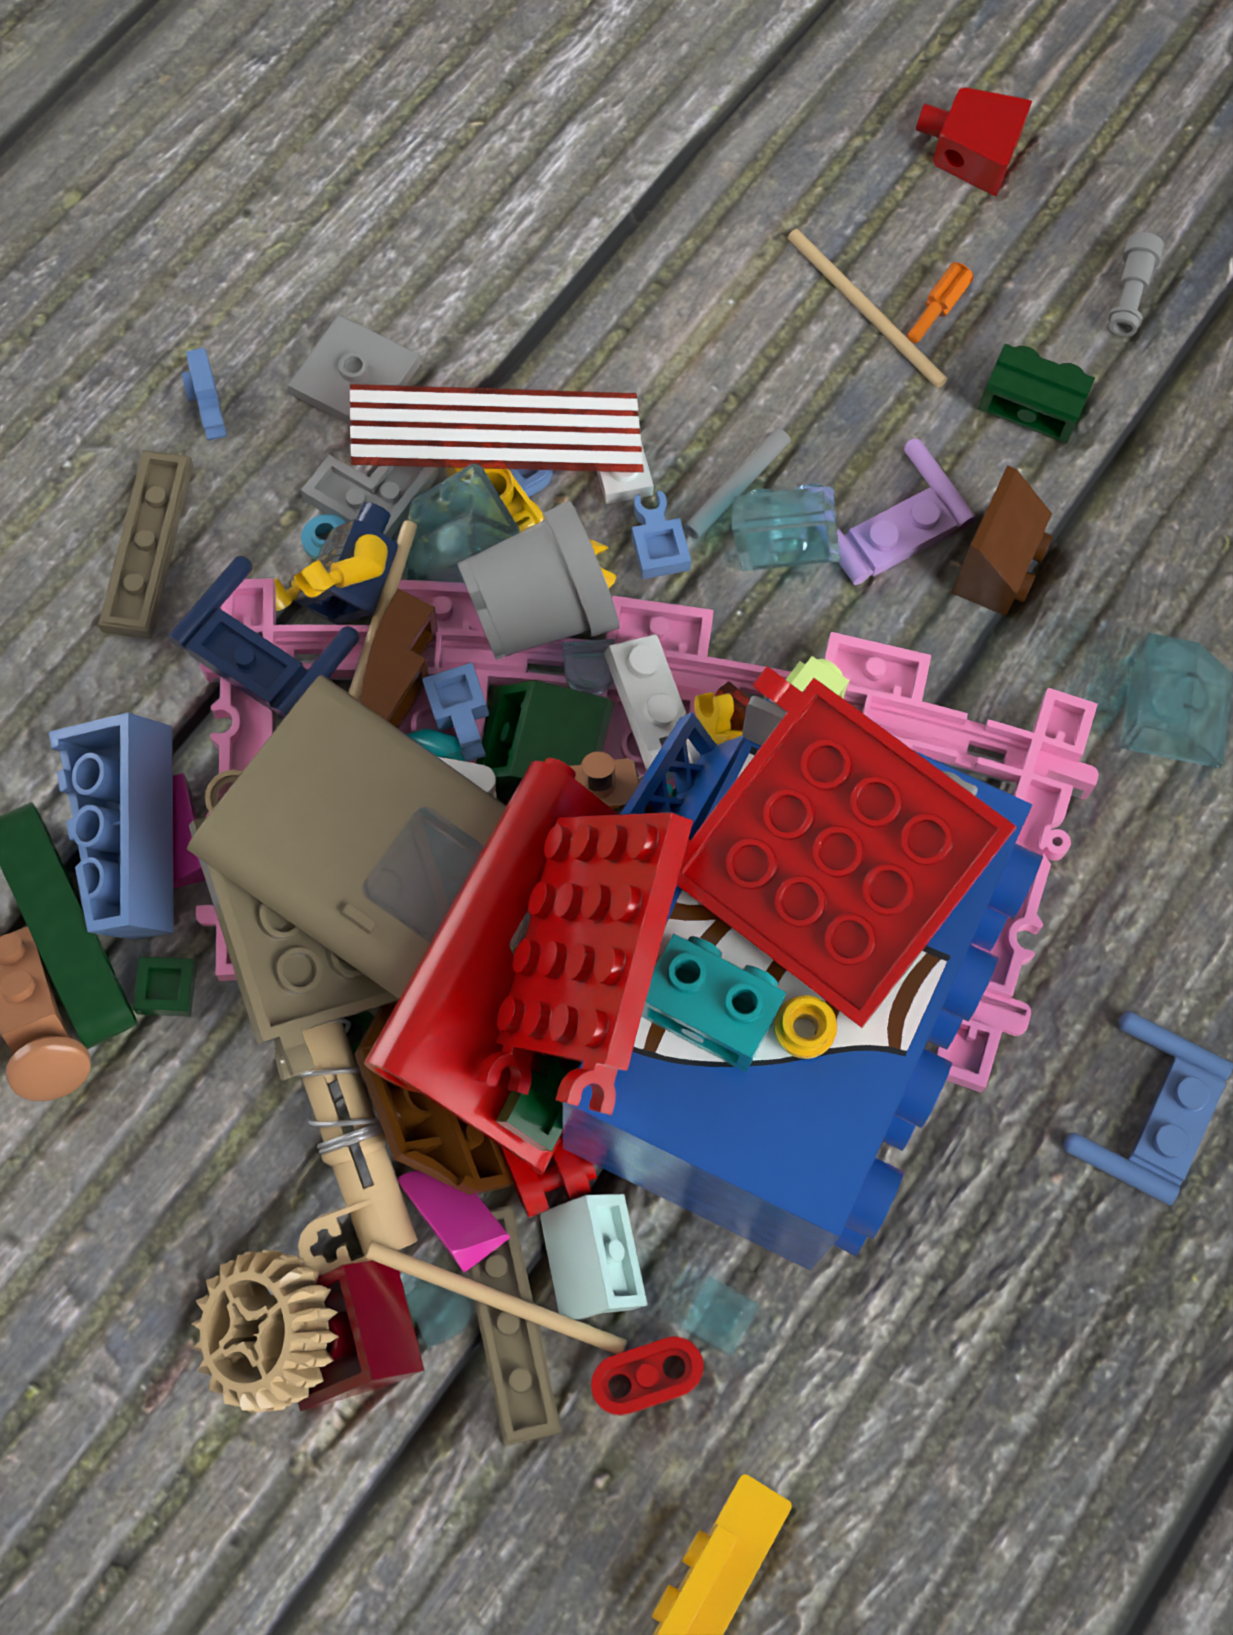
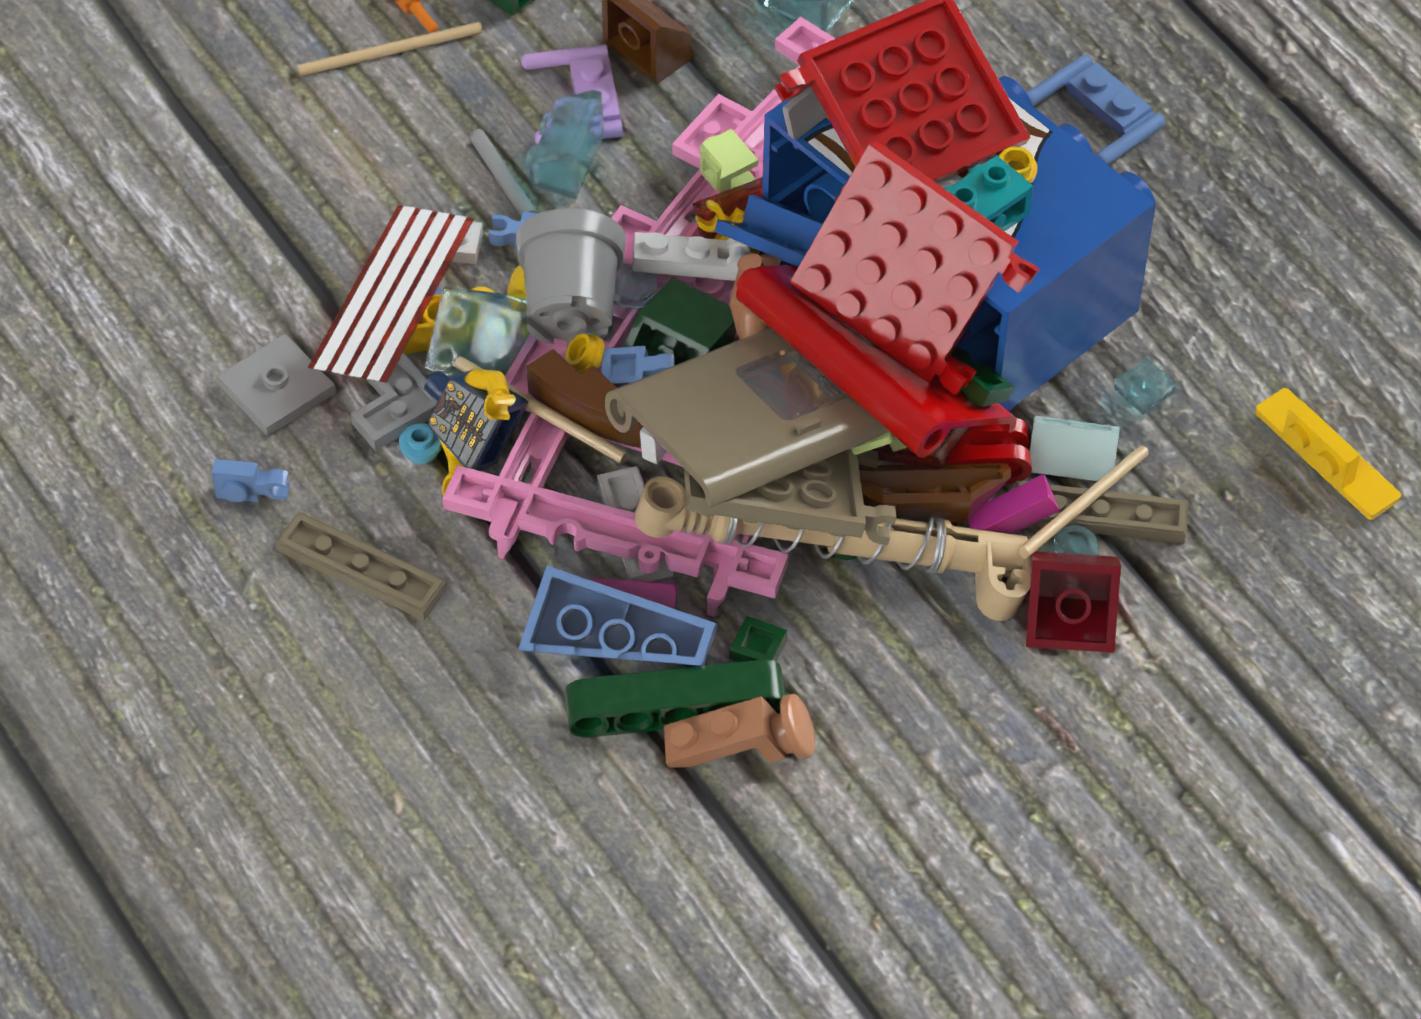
camera: 65 degrees left, 15 degrees down
(246, 656) = (525, 490): dark blue plate -> none
(276, 1332) = (1062, 671): tan gear -> none
(462, 646) = (585, 352): none -> yellow plate
(646, 1376) = (1169, 443): red plate -> none

